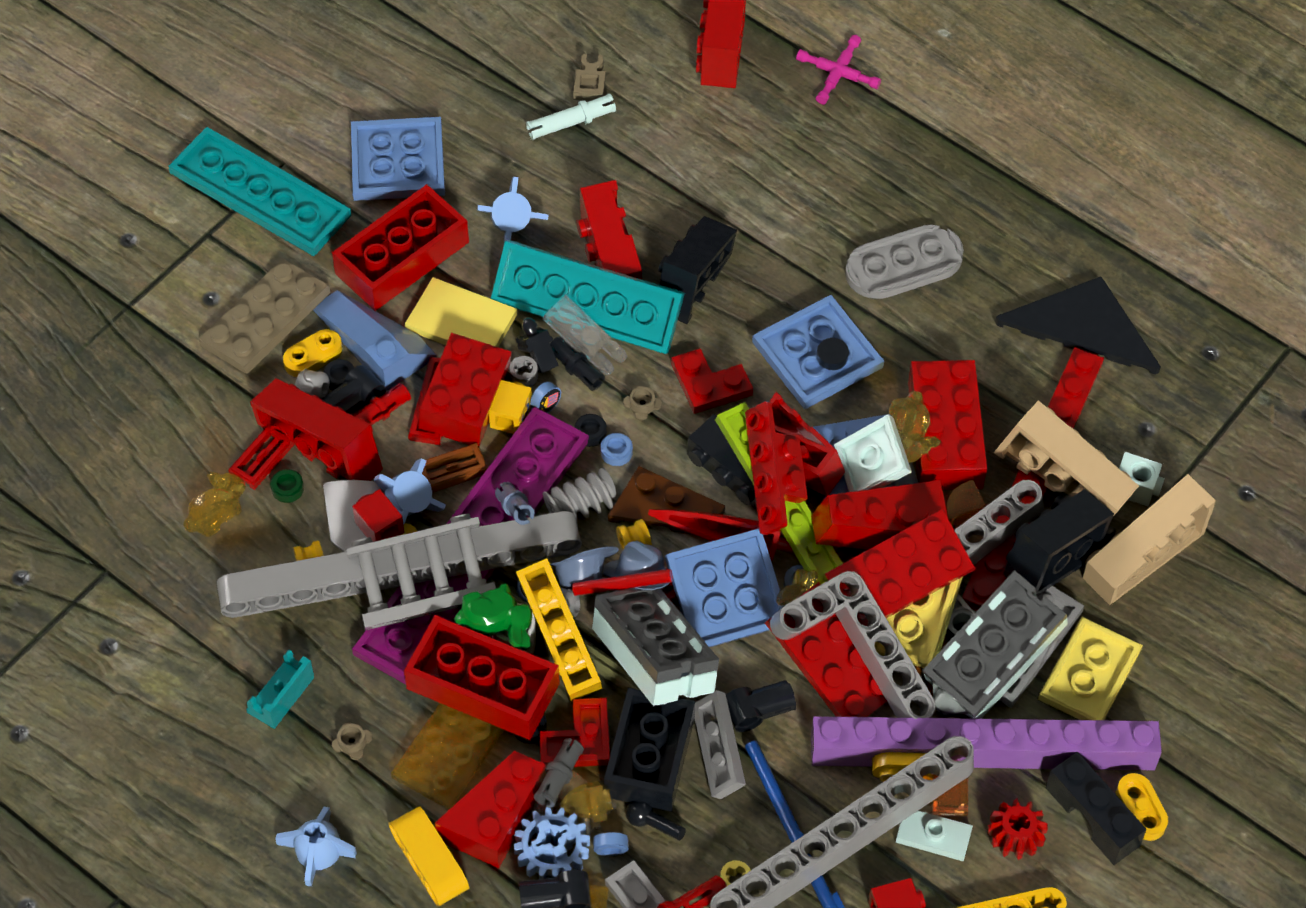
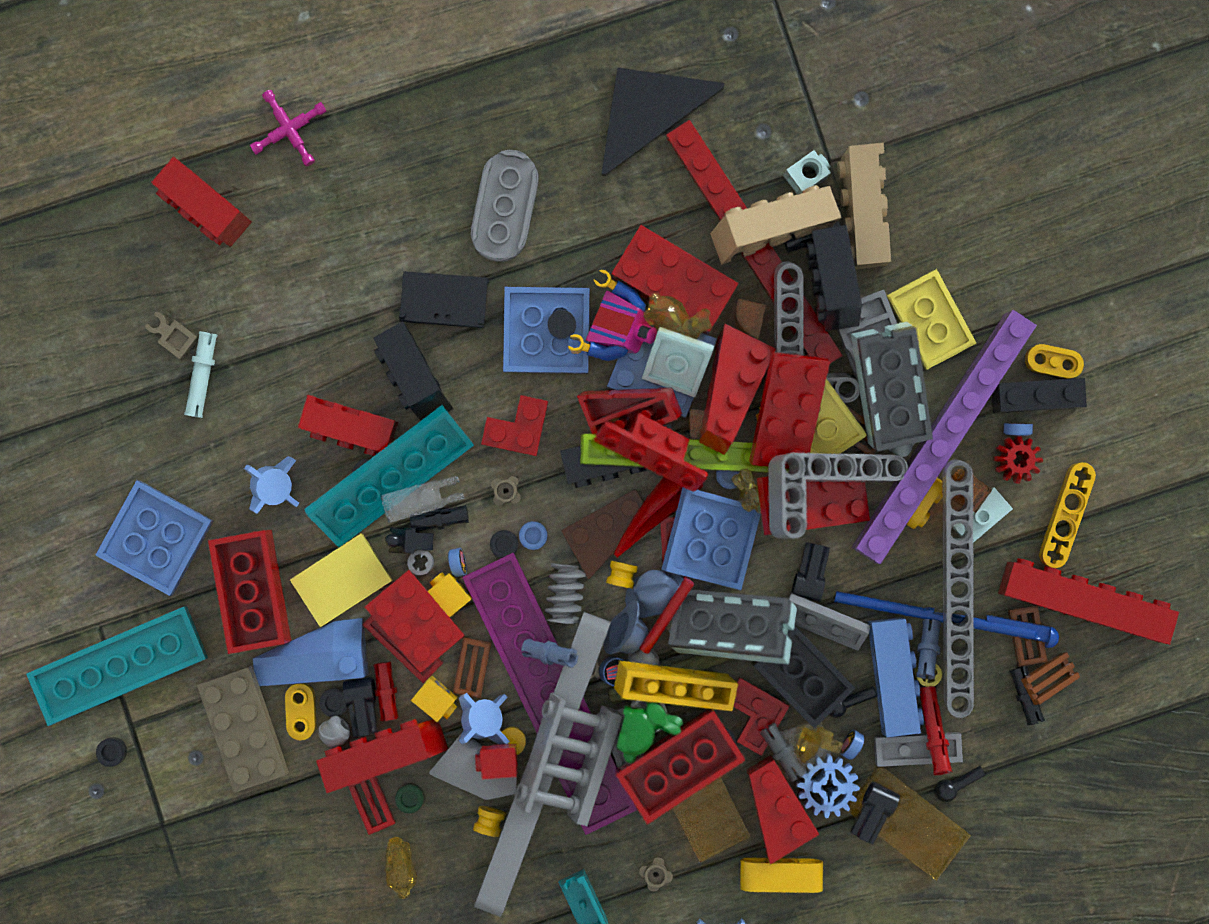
camera: 55 degrees left, 30 degrees up
(174, 230) = (111, 751): none -> black tile
(400, 447) = (435, 699): none -> yellow brick
(710, 841) = (894, 677): none -> medium blue brick
(752, 857) = (928, 649): none -> sand blue pin
(787, 263) = (452, 298): none -> black door
(864, 397) = (617, 325): none -> torso
(1051, 811) = (1018, 429): none -> medium blue tile

